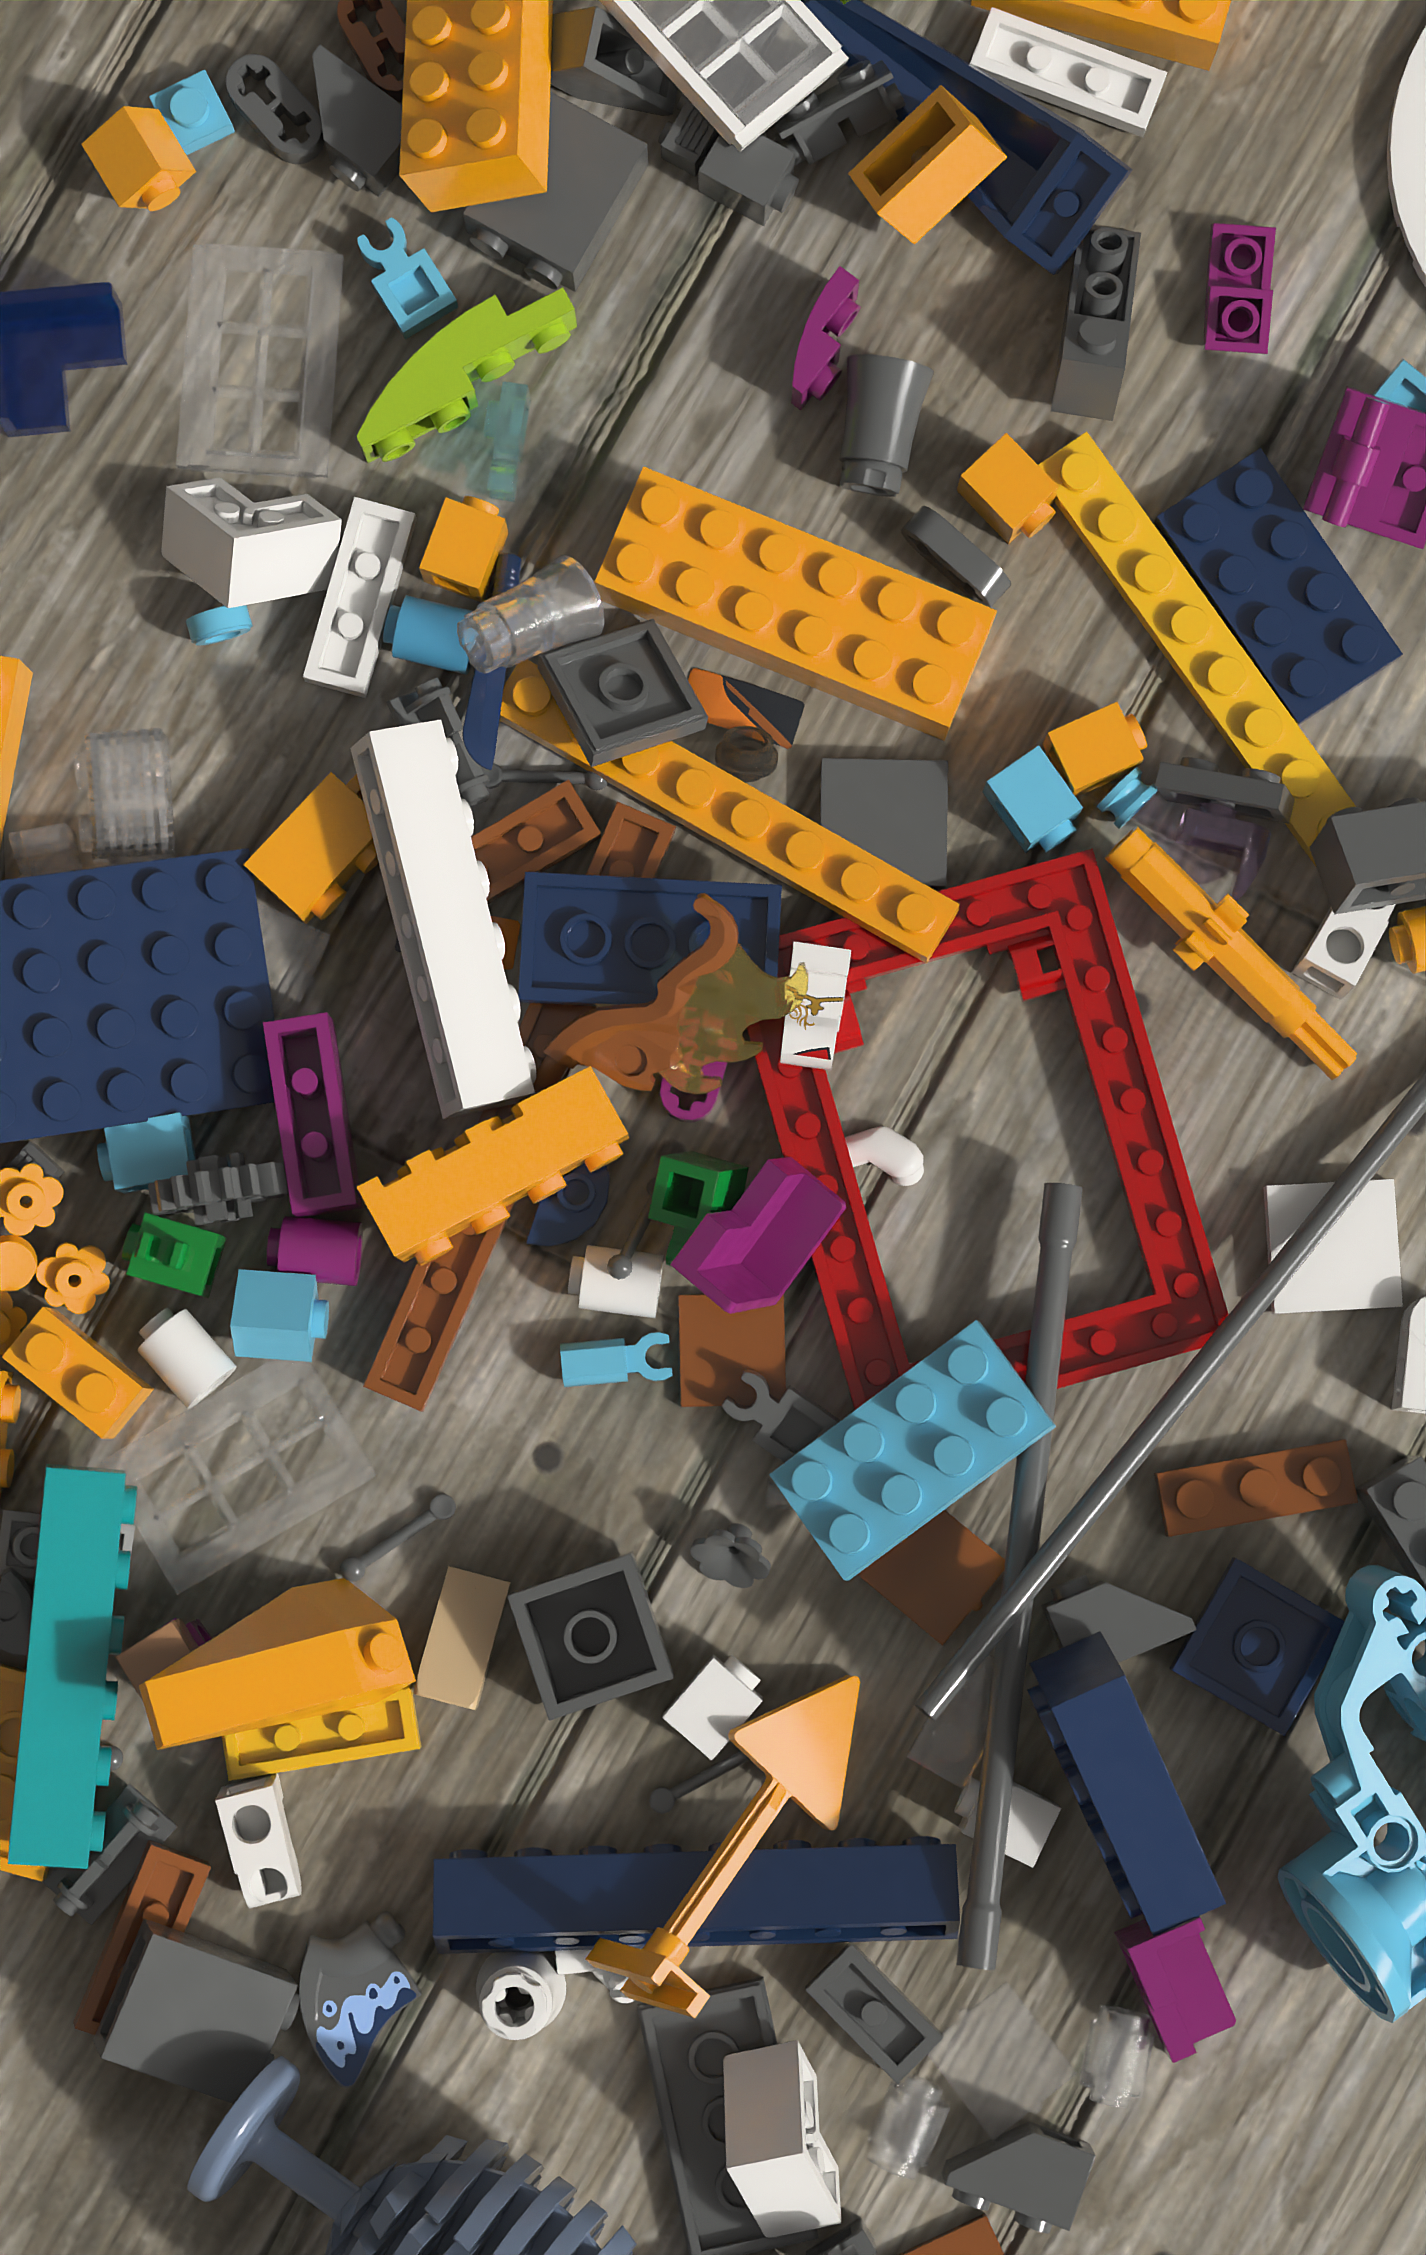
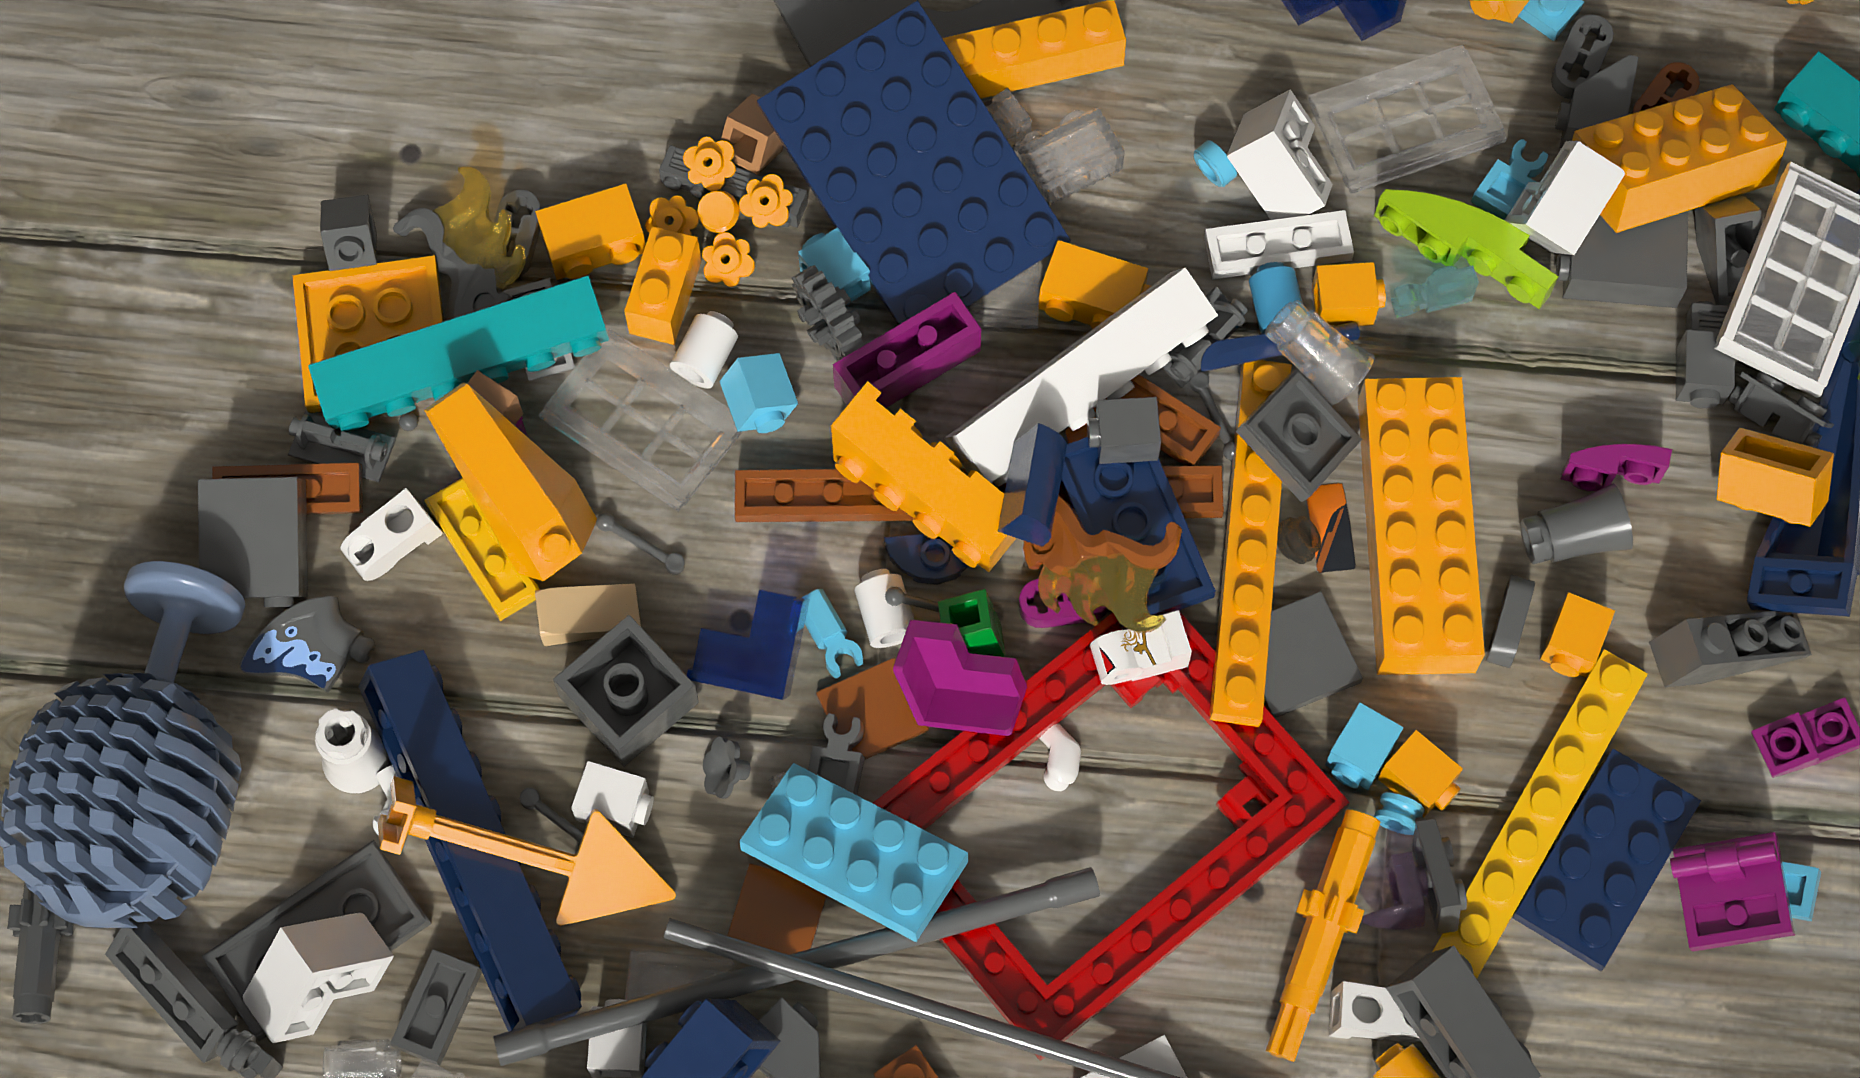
camera: 65 degrees right, 15 degrees down
(173, 1254) = (771, 313): green brick -> none
(317, 1248) = (817, 402): magenta brick -> none
(486, 231) = (1567, 199): none -> white panel
(542, 900) = (1125, 430): none -> dark grey brick
(569, 1044) = (1033, 485): none -> dark blue brick
(620, 1464) = (756, 663): none -> clear blue panel

